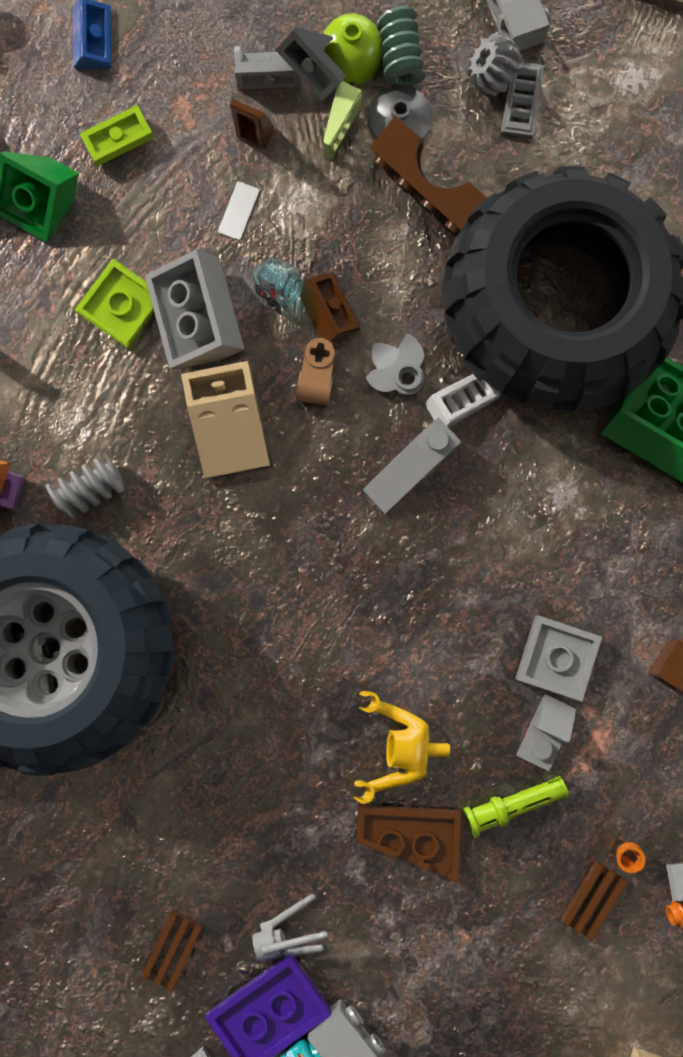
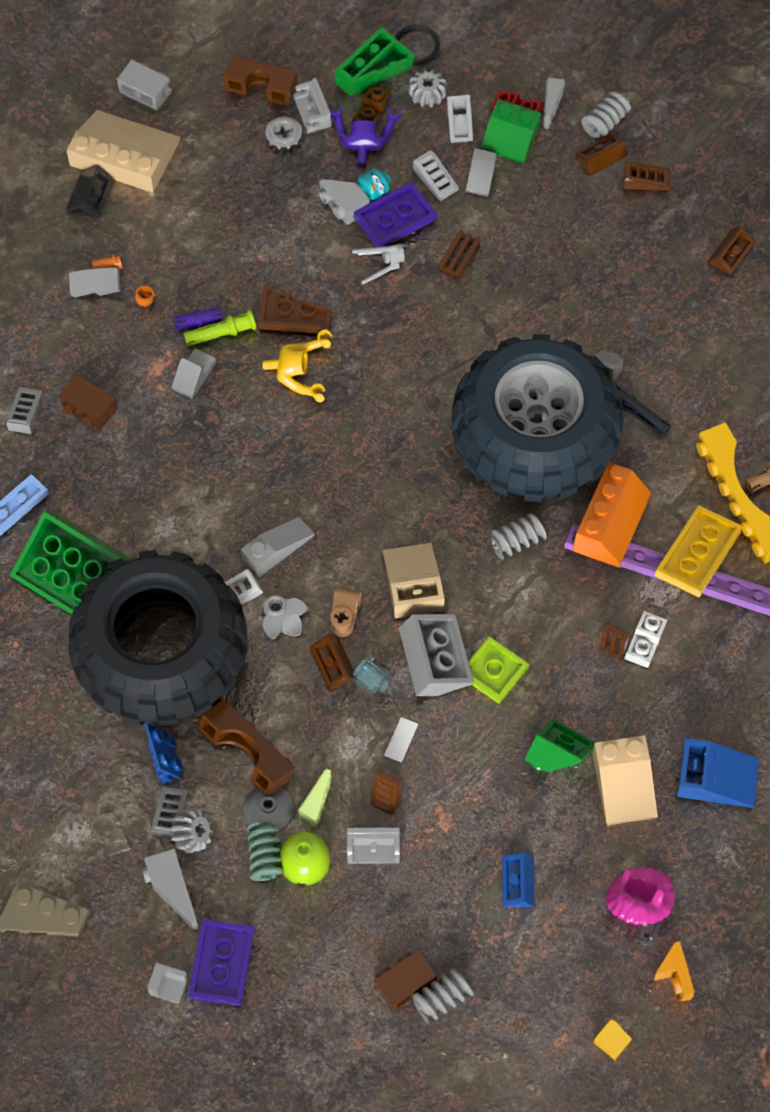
camera: 175 degrees left, 20 degrees down
(117, 135) = (496, 793): lime plate -> none
(307, 58) = (338, 831): dark grey slope -> none
(536, 150) = (163, 752): none -> blue hinge
(548, 821) = (198, 318): none -> dark purple pin
(558, 658) = (181, 417): light grey plate -> none
(604, 908) = (182, 259): reddish brown tile -> none

